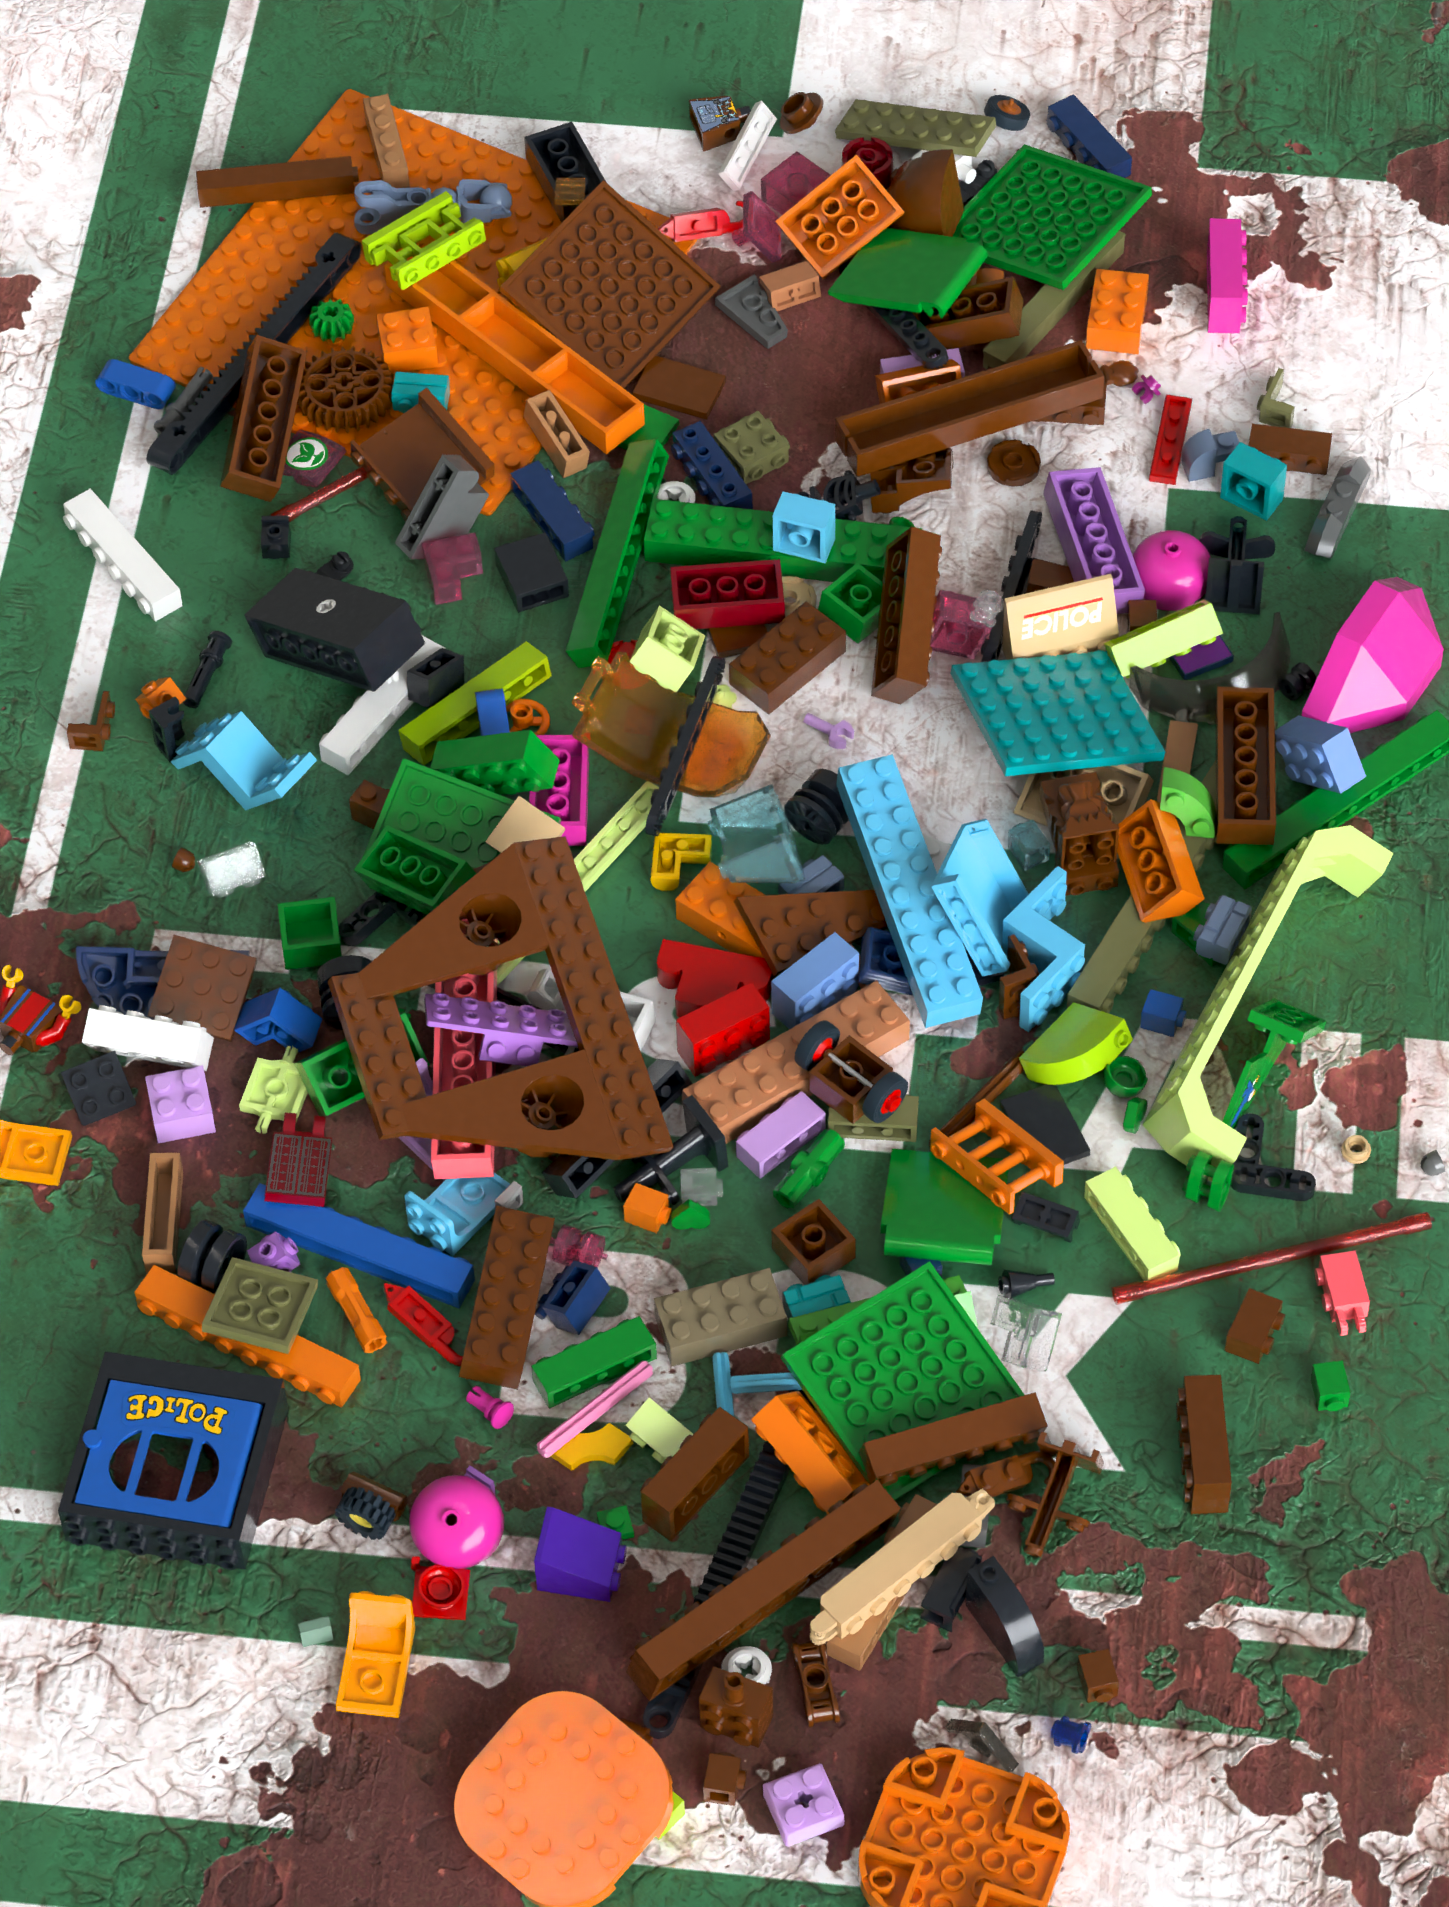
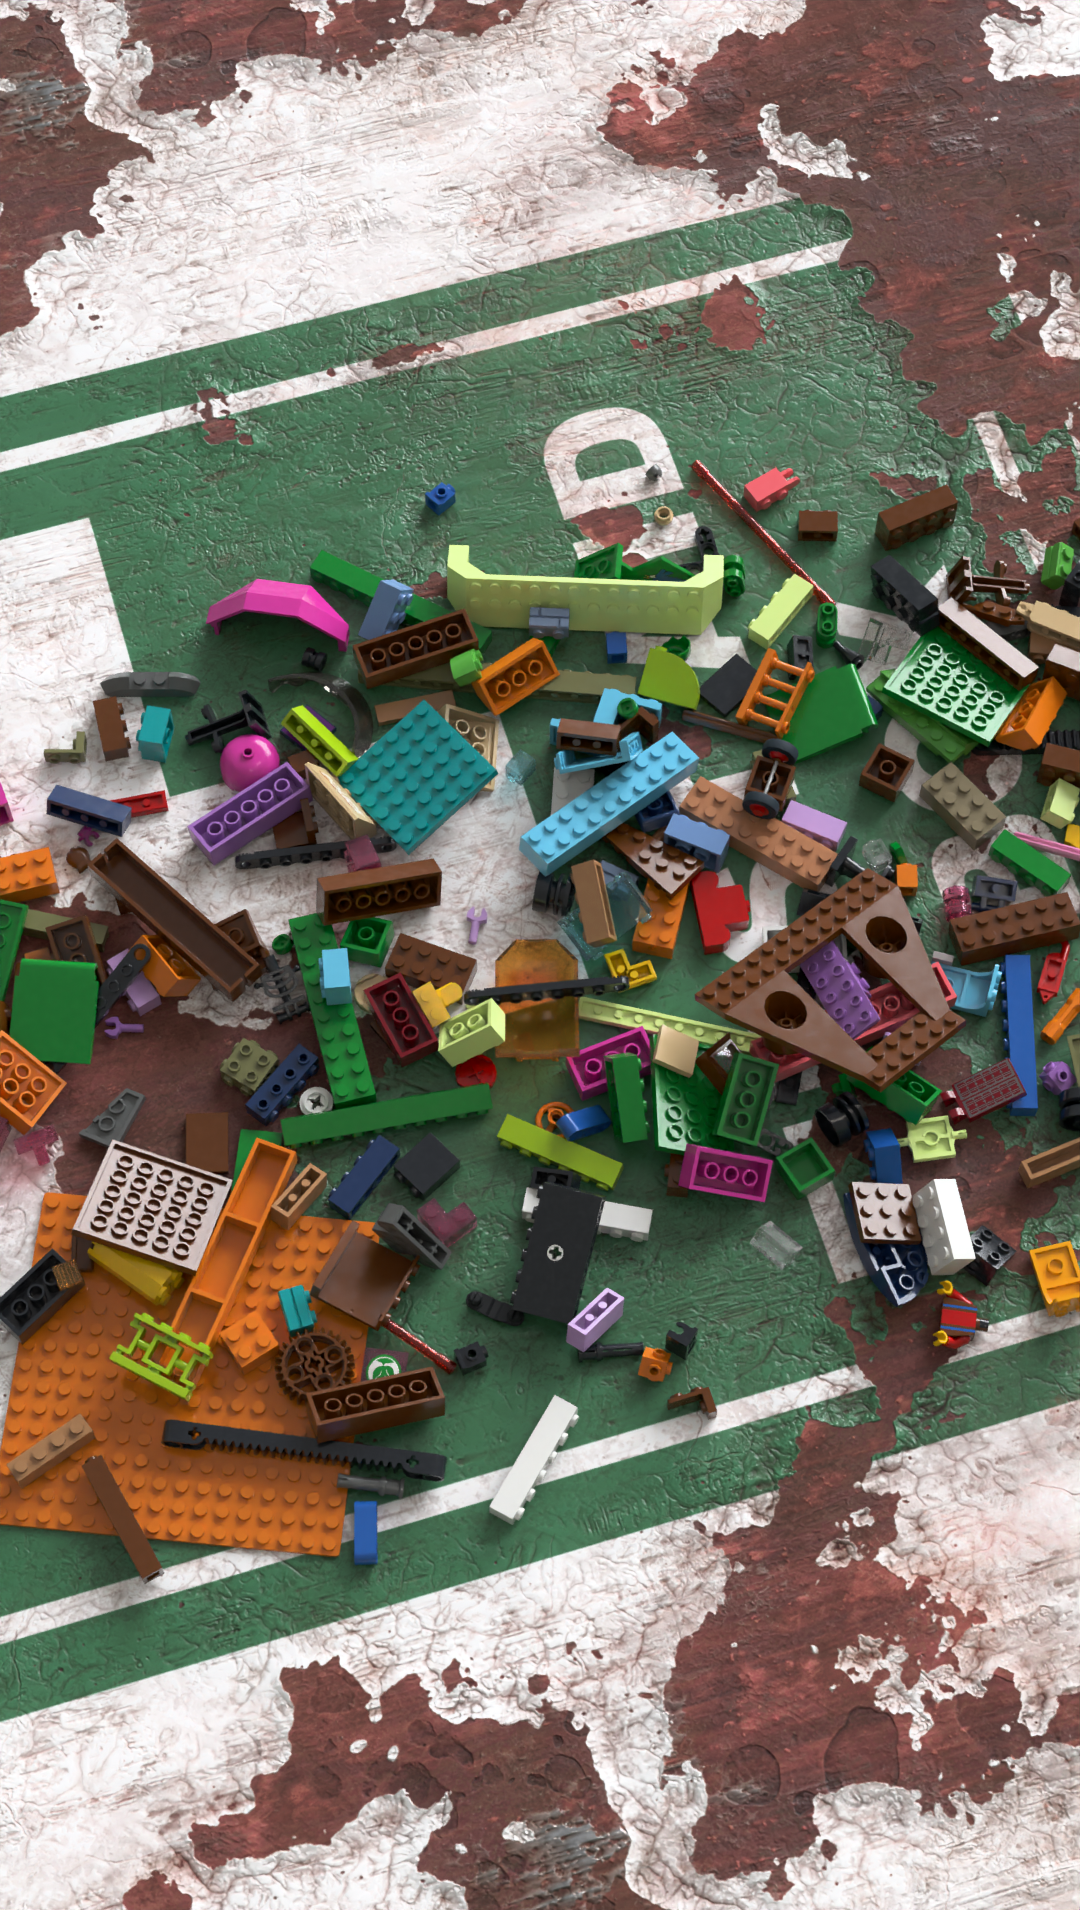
camera: 115 degrees left, 10 degrees up
(180, 1104) = (978, 1190): lavender brick -> none
(184, 860) = (778, 1287): reddish brown hinge -> none
(242, 652) = (595, 1319): none -> lavender brick
(242, 760) = (690, 1270): medium azure bracket -> none
(331, 320) = (247, 1401): green gear -> none
(341, 831) = (725, 1172): none -> dark pink brick
(391, 203) = (103, 1376): sand blue piece -> none
(699, 224) = (44, 1184): plate -> none
(722, 1382) = (1011, 787): medium azure axle -> none
(723, 1029) = (759, 881): red brick -> none
(730, 629) = (434, 1002): none -> yellow brick
(763, 1383) = (996, 763): medium azure axle -> none
(768, 818) = (593, 903): none -> medium nougat brick
(791, 285) = (79, 1103): nougat hinge -> none
(808, 1168) = (829, 800): green piece -> none
(816, 1296) = (926, 758): teal brick -> none
(871, 352) = (114, 1021): none -> medium lavender bar
(987, 607) = (358, 836): clear brick -> none
(1012, 886) = (588, 736): none -> brick
(1013, 463) = (194, 892): reddish brown tile -> none
(1038, 955) = (627, 708): none -> green tile
(1049, 1600) = (1057, 565): none -> bright green brick
(1074, 1363) = (905, 595): none -> black piece
(1081, 832) = (507, 728): reddish brown brick -> none
(1082, 1269) = (826, 625): none -> green brick
(1134, 1114) = (699, 637): green tile -> none
(1173, 385) = (89, 810): none -> dark blue brick
(1204, 451) = (139, 770): sand blue brick -> none
(1330, 1385) = (837, 475): green brick -> none

